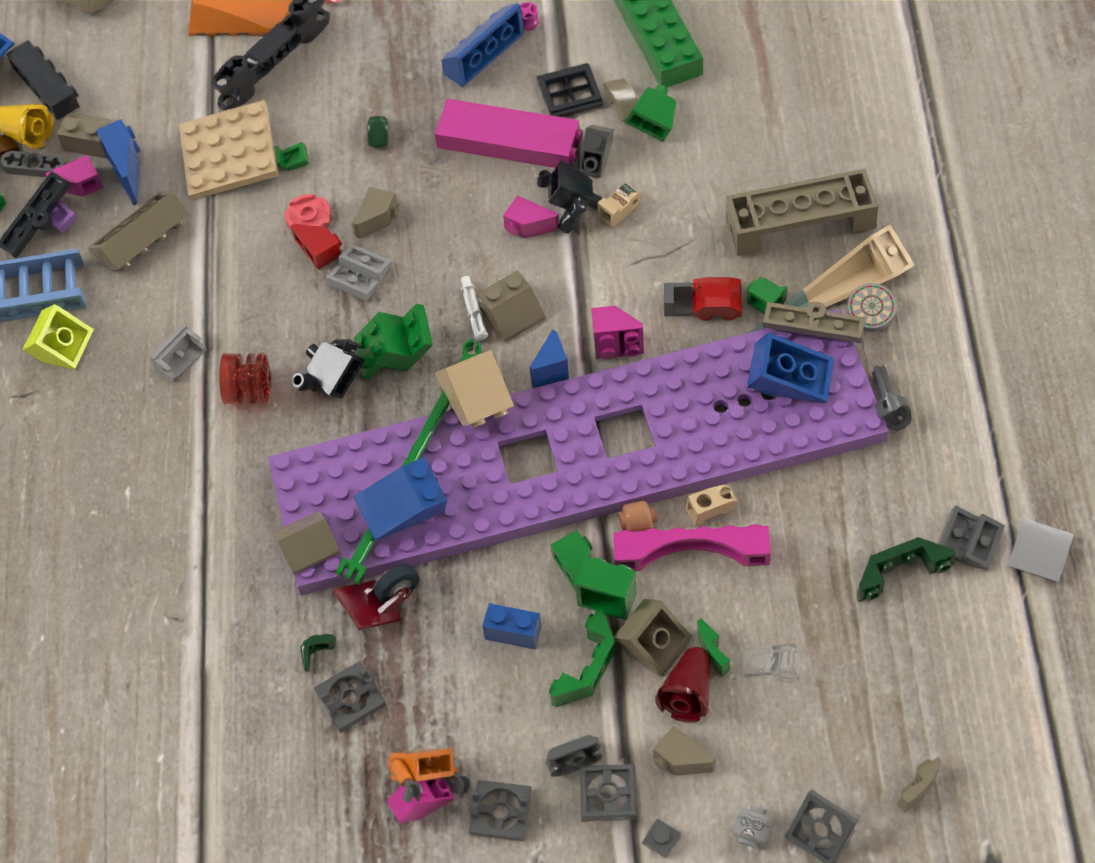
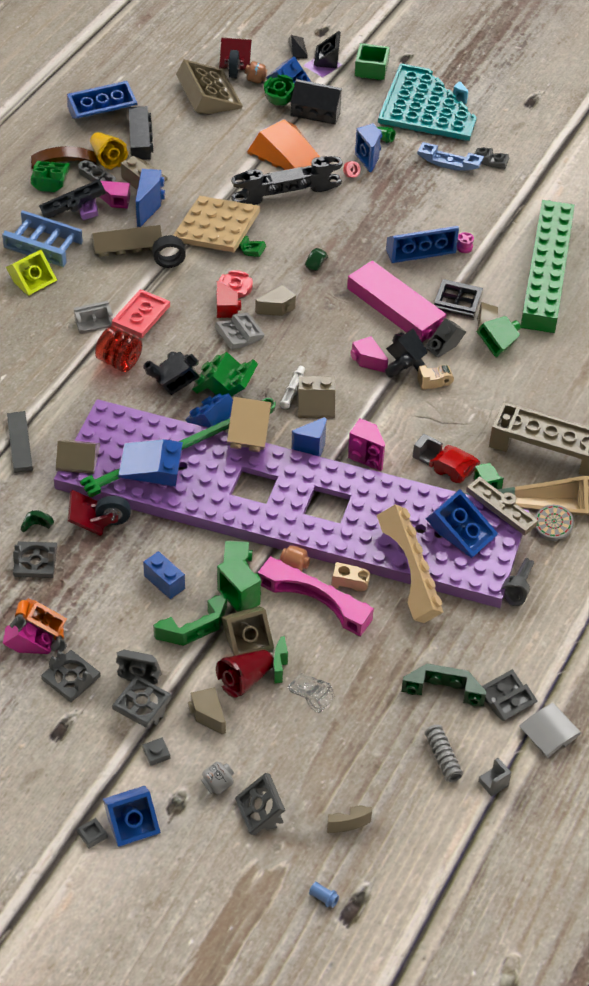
camera: 25 degrees right, 10 degrees down
(196, 212) = (169, 261): none -> black tyre
(215, 562) = (19, 442): none -> dark grey tile
(229, 316) = (141, 313): none -> coral plate
(411, 394) = (212, 411): none -> blue slope
(810, 481) = (423, 599): none -> tan arch
(957, 646) = (443, 753): none -> light grey piece
(1028, 640) = (496, 778): none -> dark grey panel

